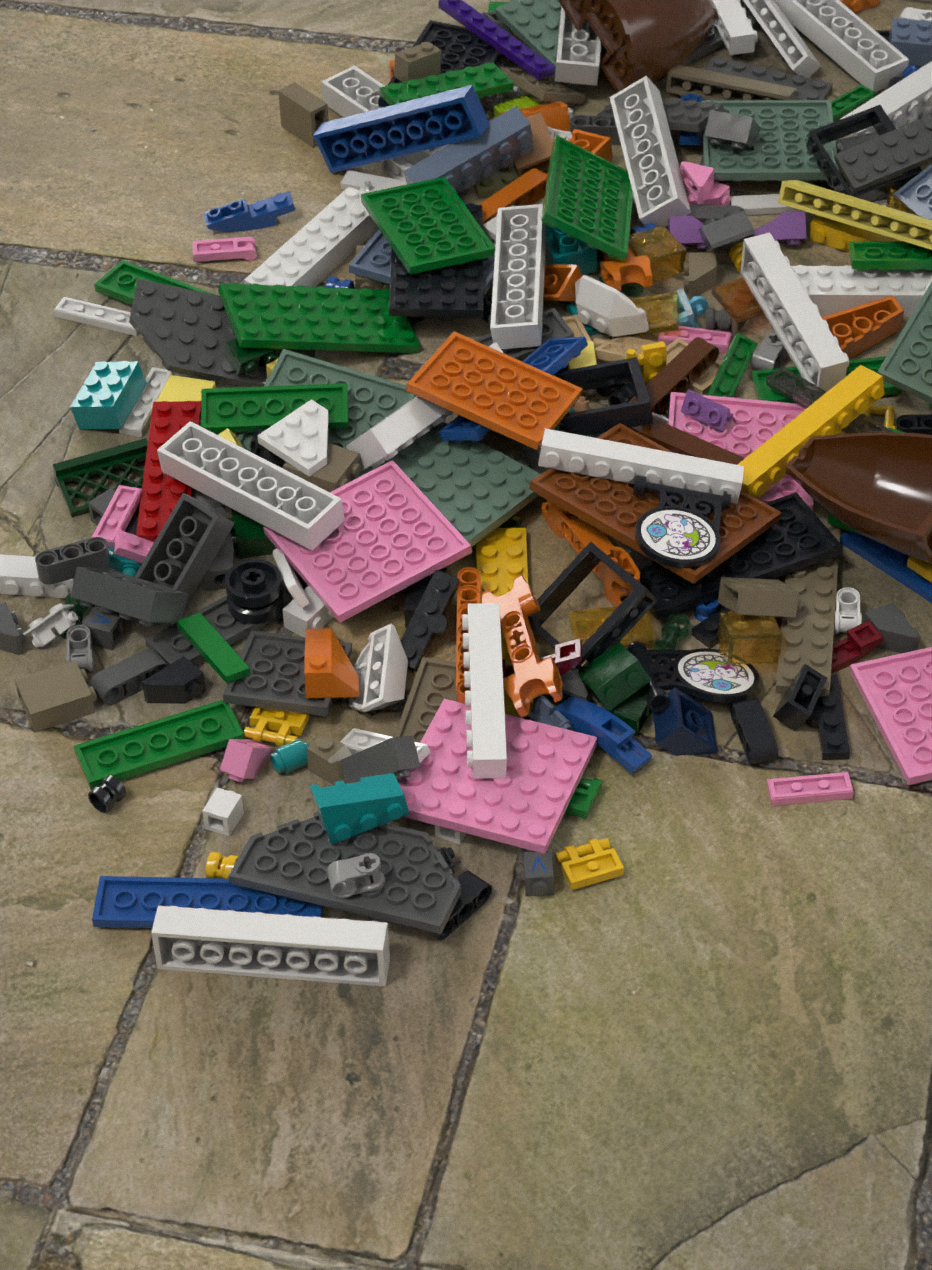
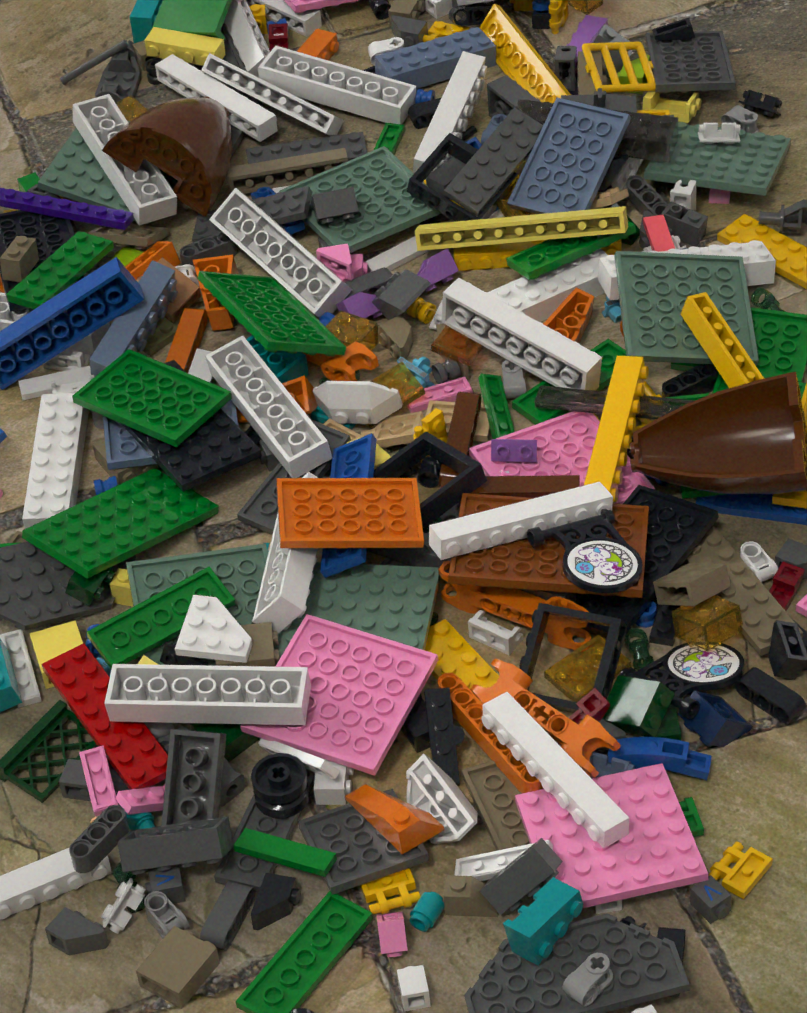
camera: 30 degrees left, 0 degrees up
(553, 556) = (493, 634): none -> white hinge

